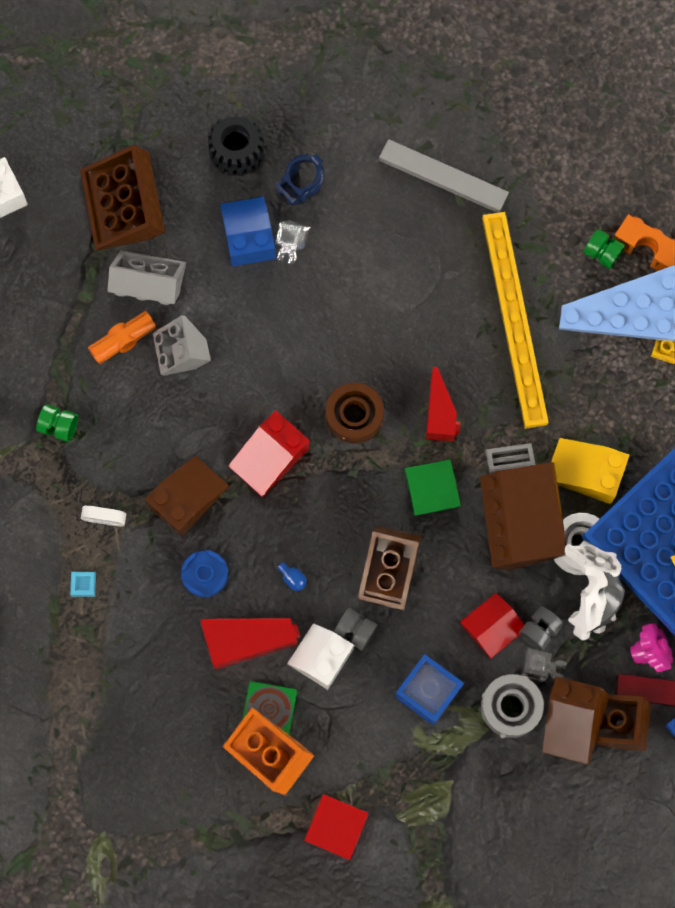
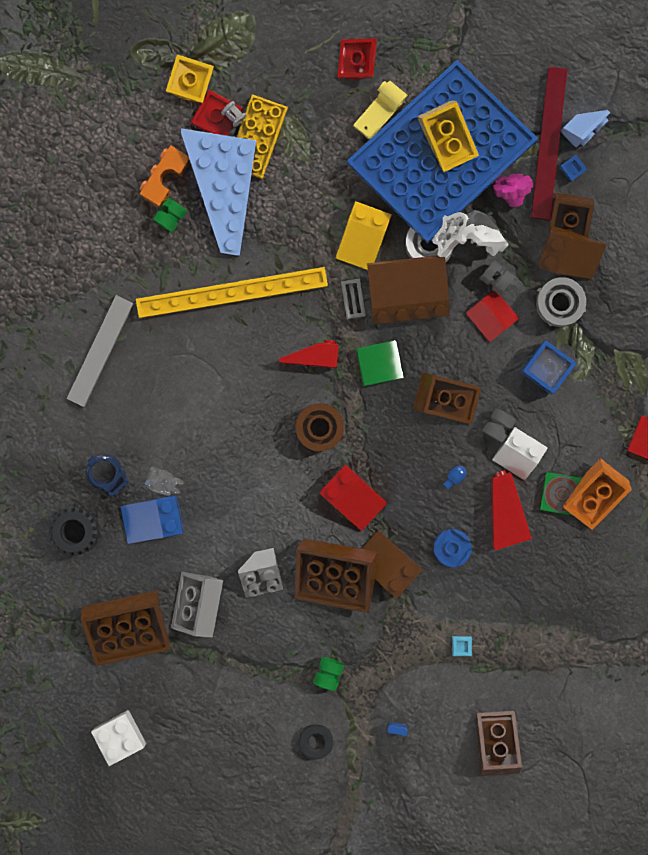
camera: 90 degrees left, 15 degrees up
(103, 516) = (406, 633): white beam -> none
(122, 337) = (252, 623): orange piece -> none
(176, 430) = (335, 575): none -> reddish brown slope
(538, 665) = (526, 280): clear brick -> none

